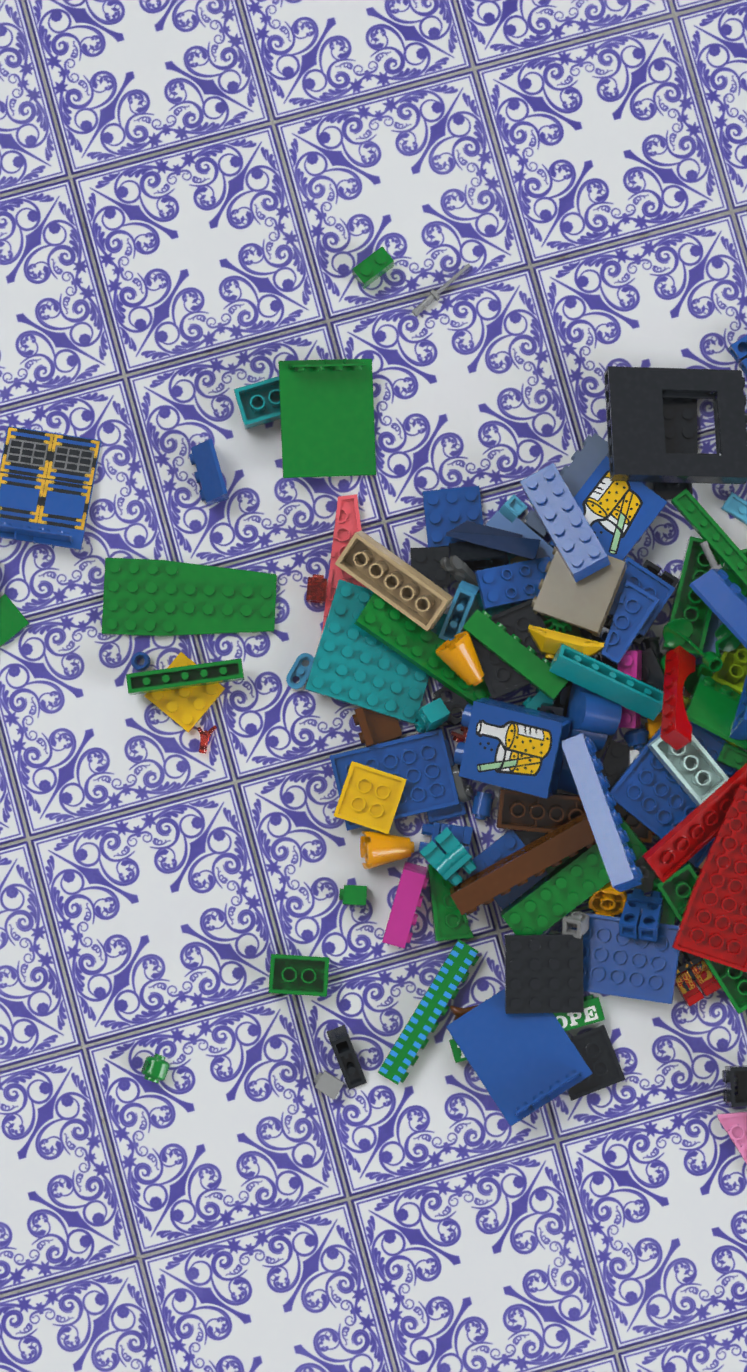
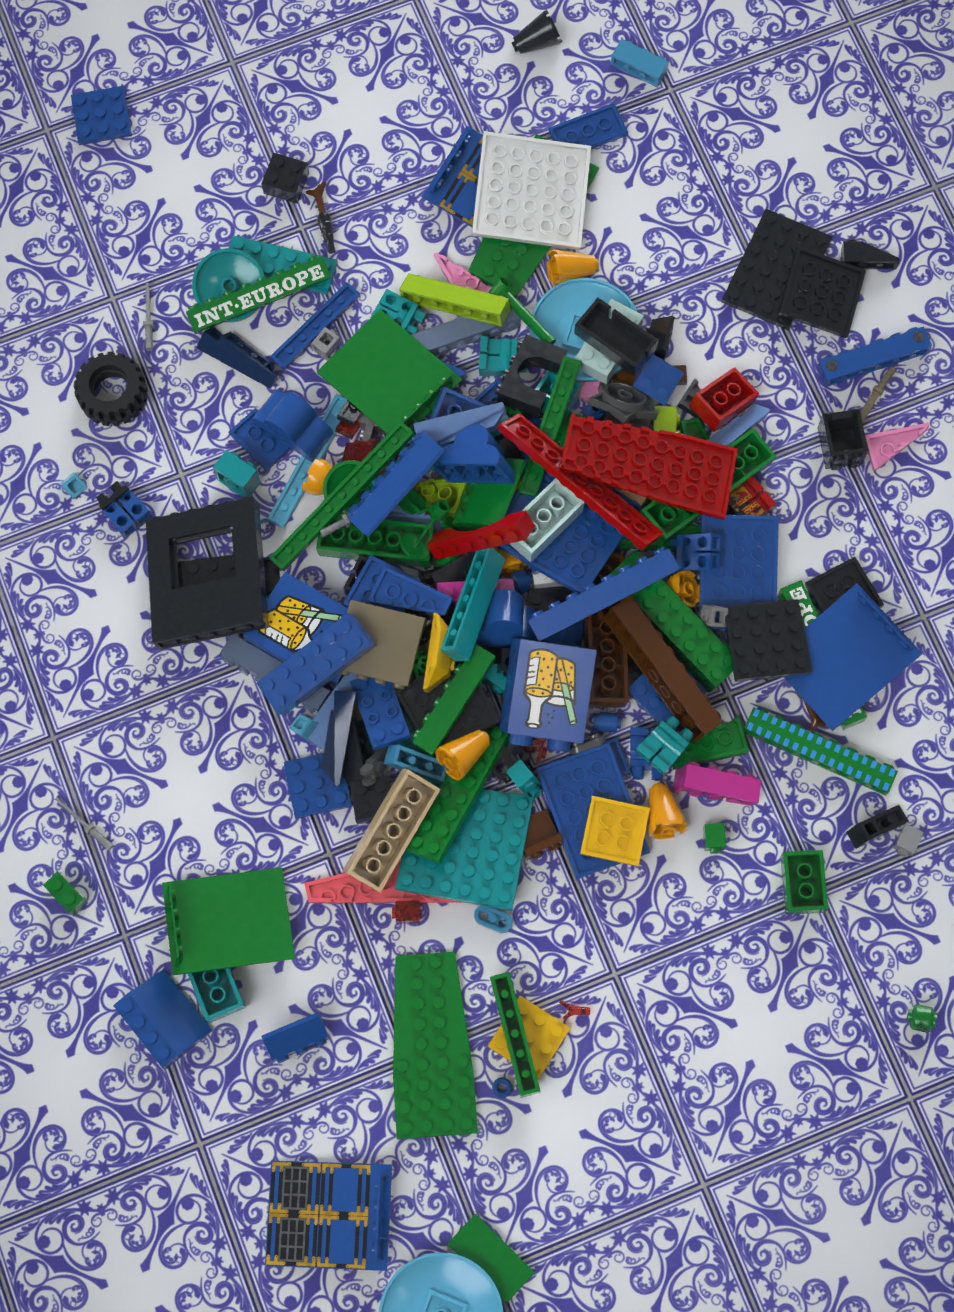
camera: 90 degrees left, 10 degrees down
(243, 350) = (163, 1018): none -> blue slope

